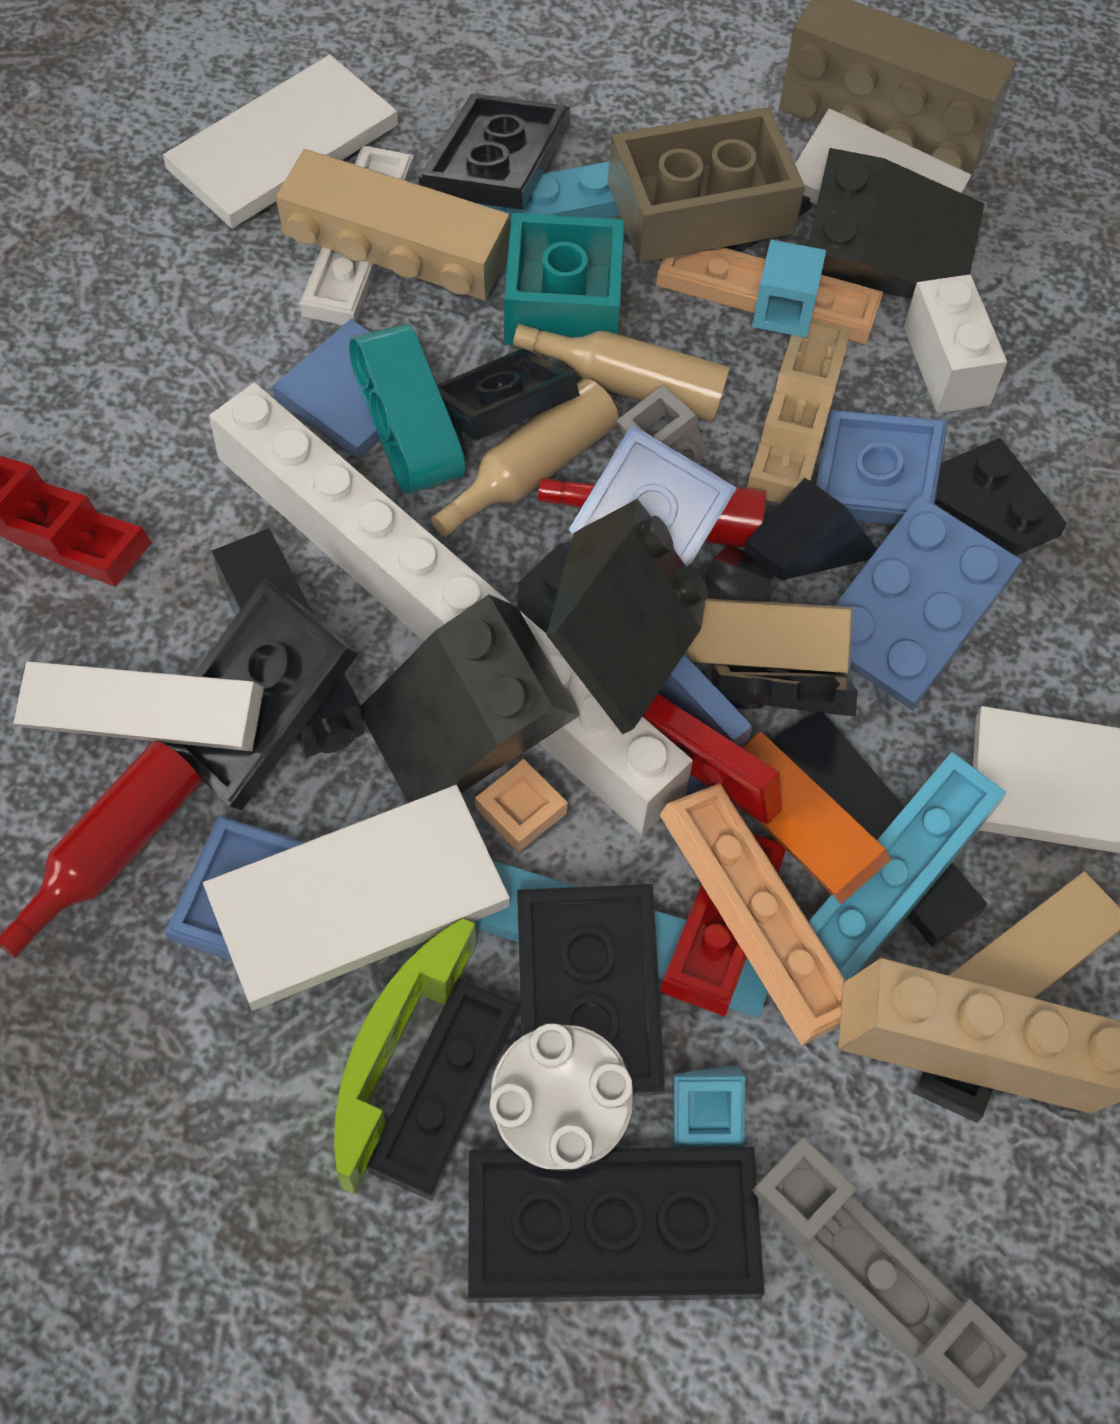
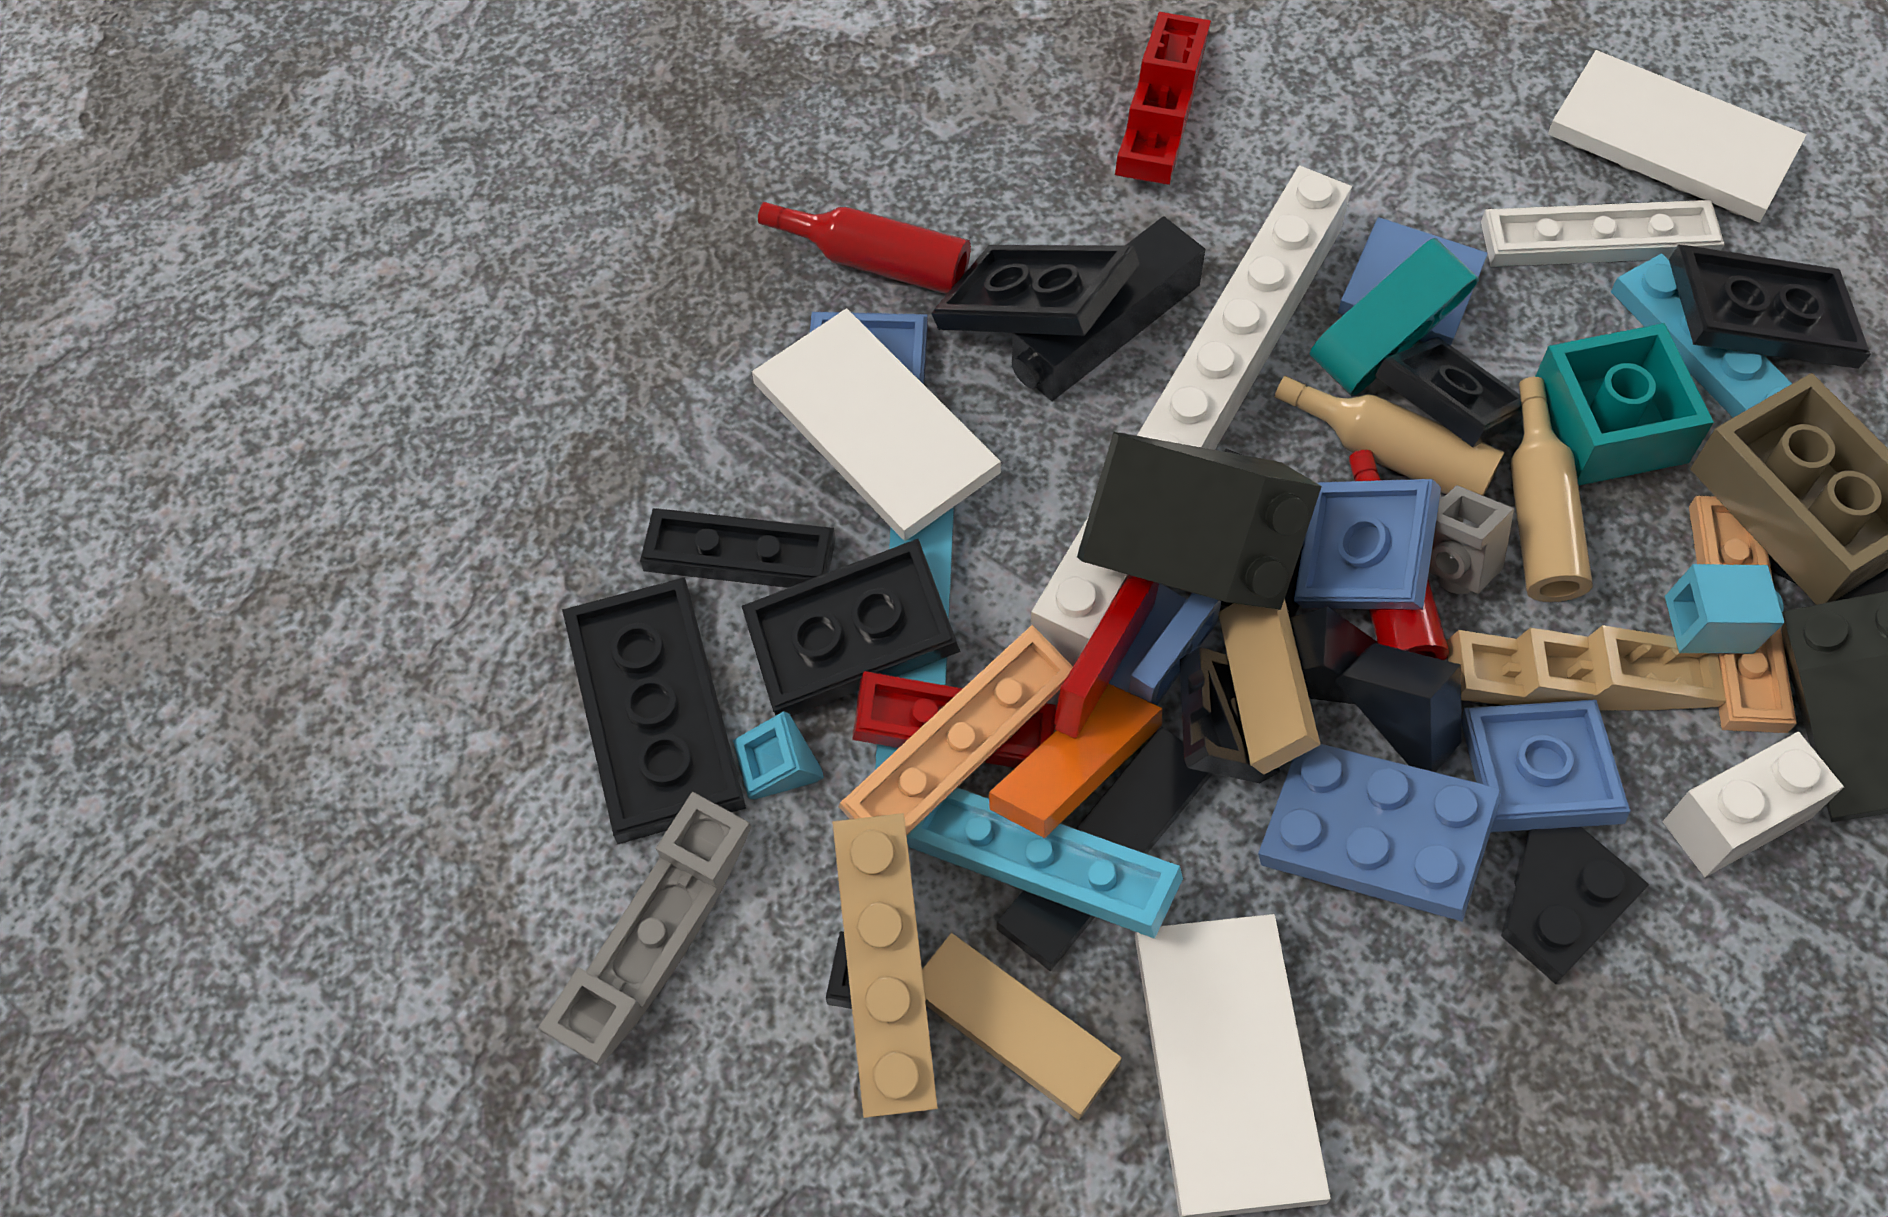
camera: 80 degrees right, 0 degrees up
(139, 705) = (995, 220): white tile -> none
(394, 224) = (1605, 235): tan brick -> none
(427, 974) = (754, 483): lime slope -> none
(466, 701) = (1066, 436): pearl dark grey slope -> none
(521, 805) = (1014, 531): light nougat plate -> none
(561, 1097) = (739, 624): white dish -> none

